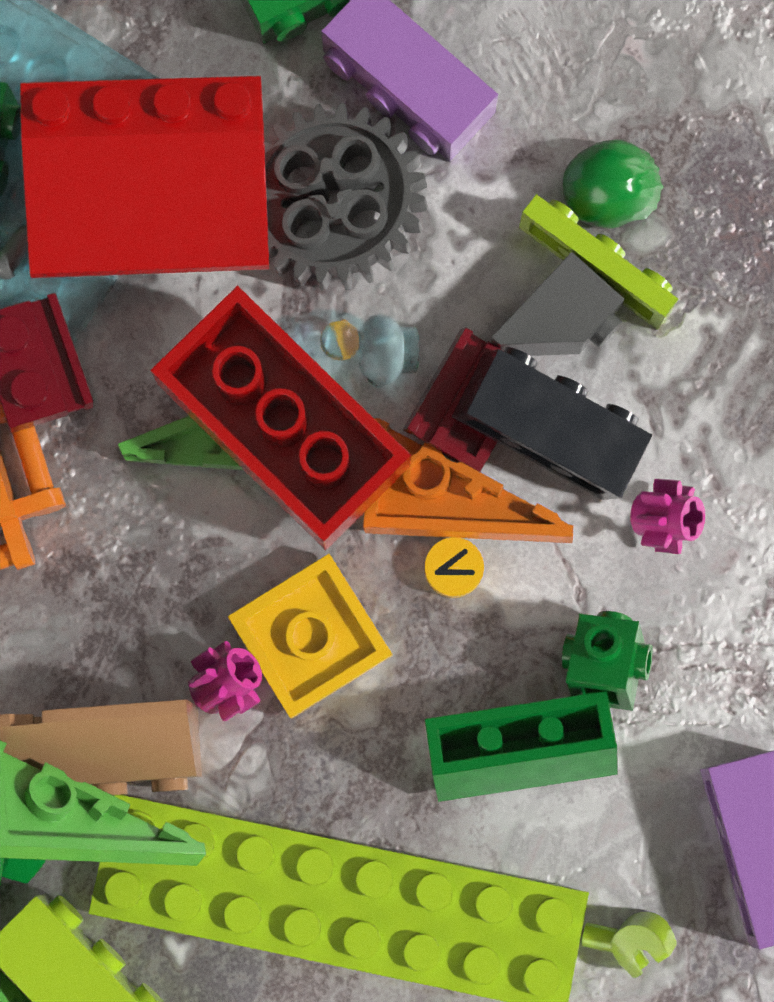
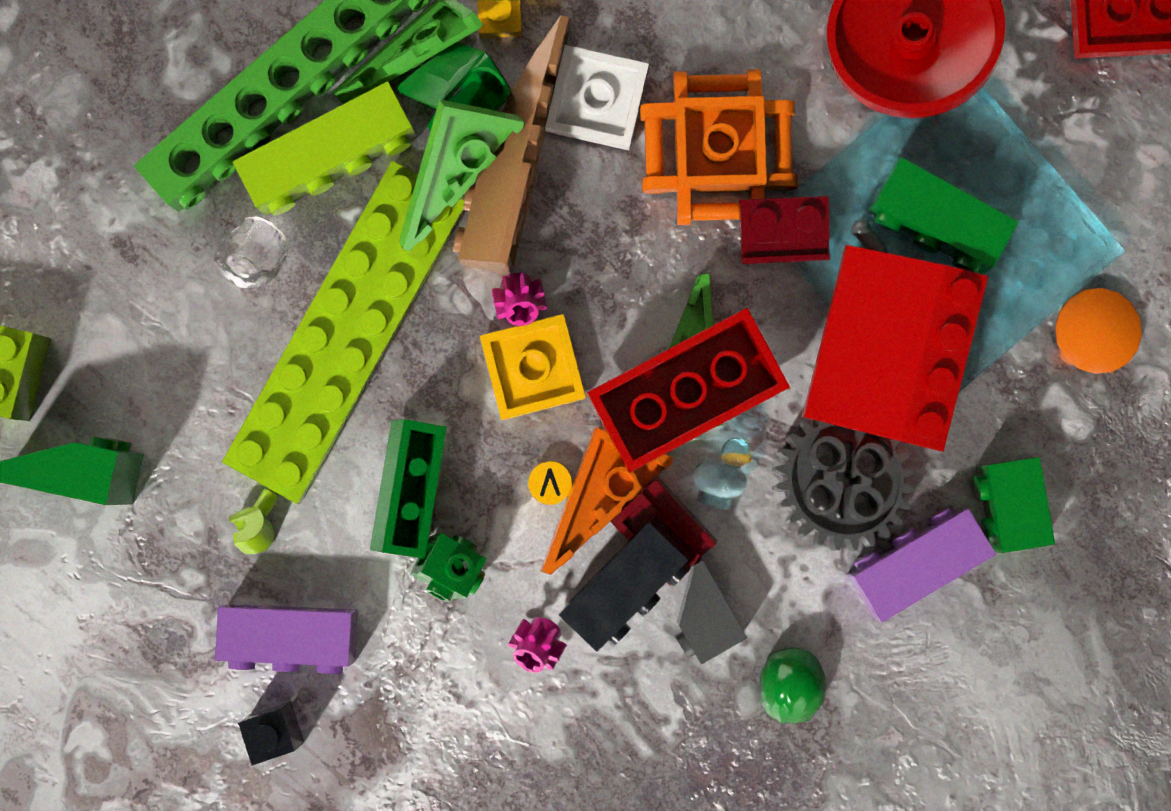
camera: 110 degrees right, 5 degrees up
(557, 230) = (739, 659): lime plate -> none

